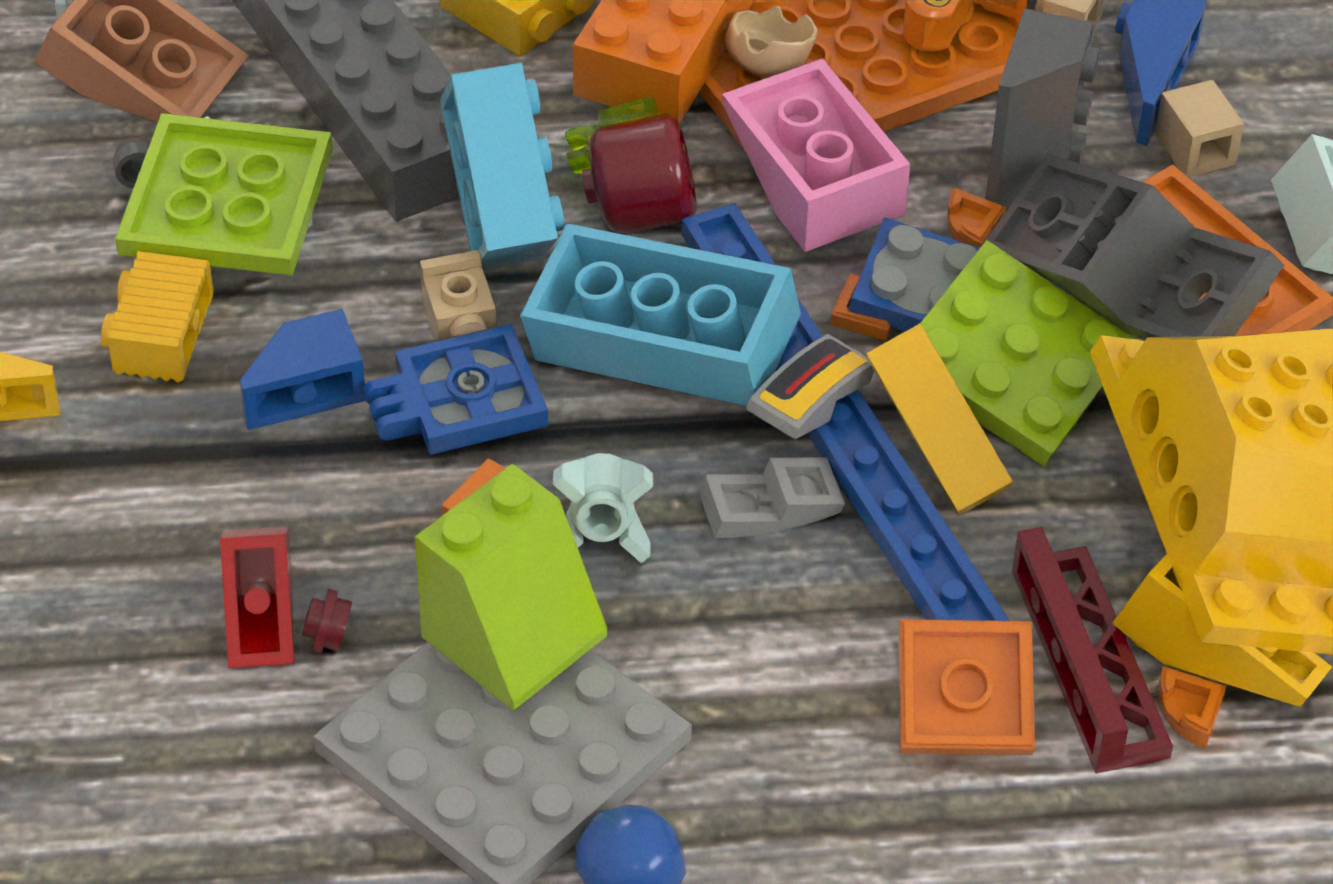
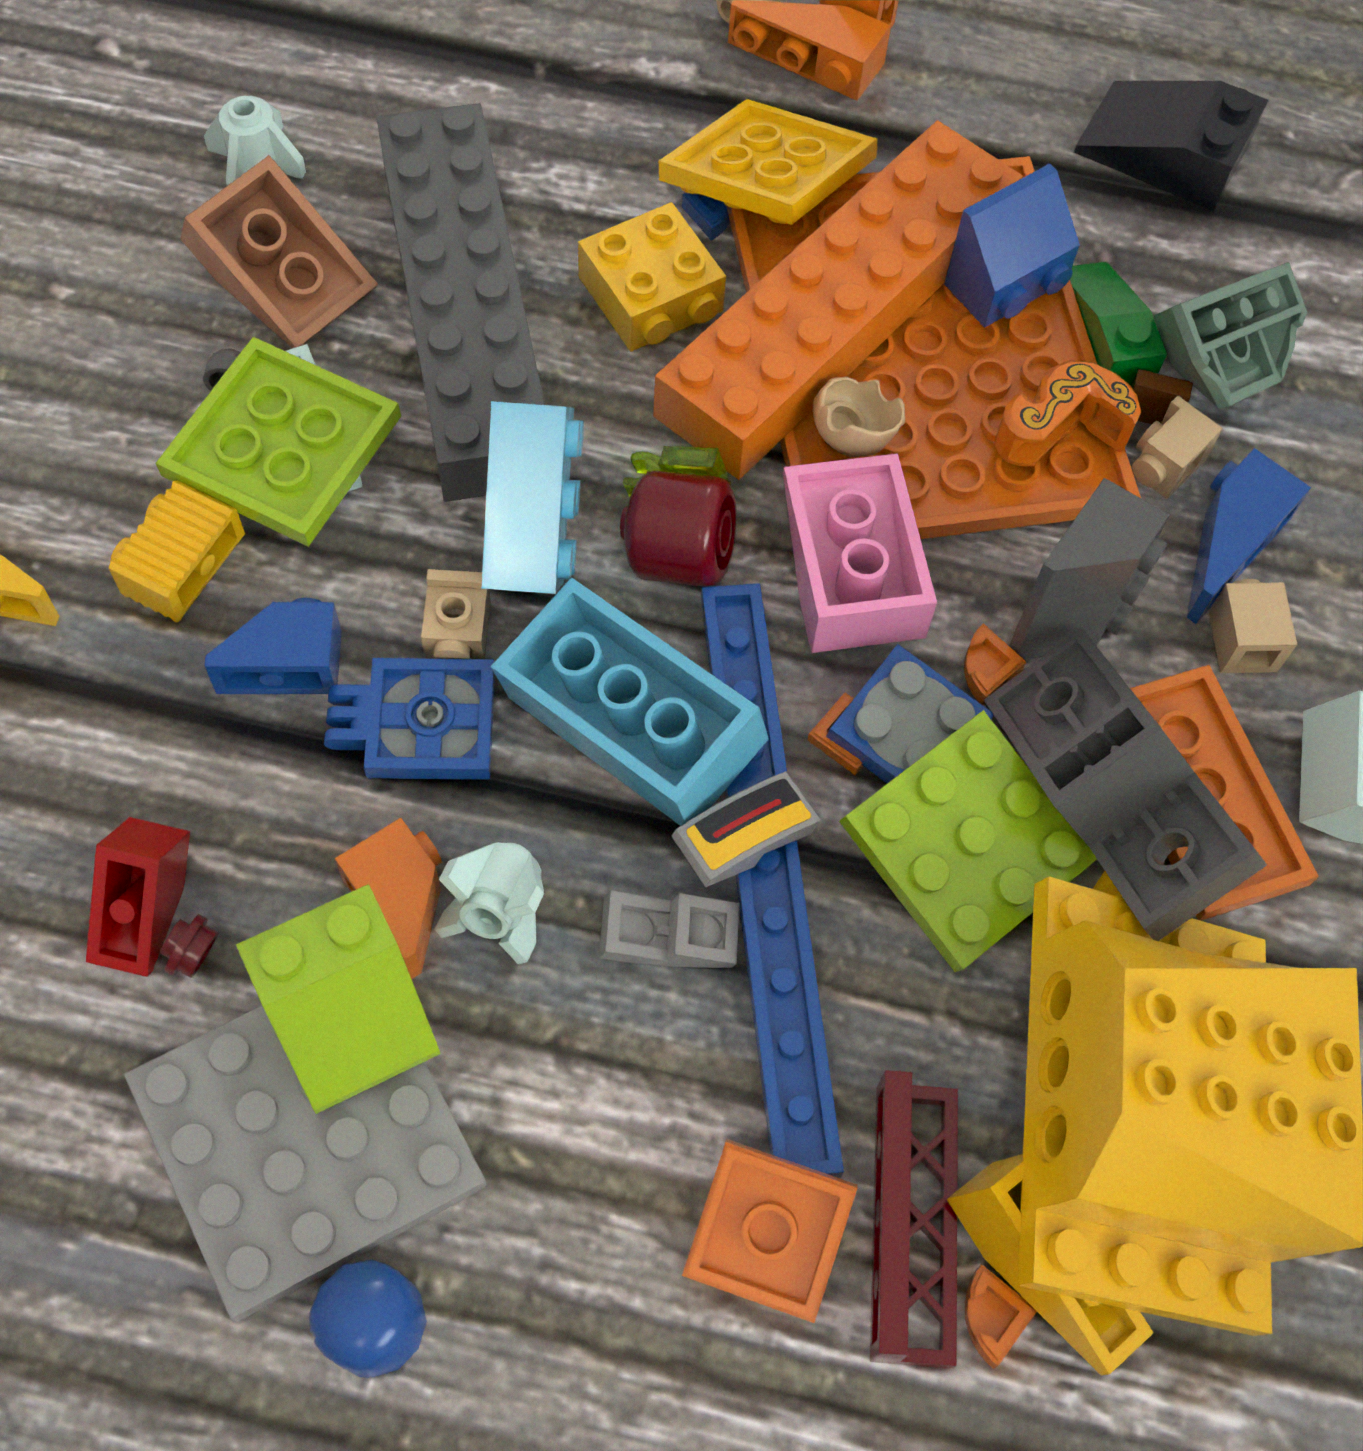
camera: 15 degrees right, 15 degrees up
(939, 419) = (859, 905): yellow tile -> none

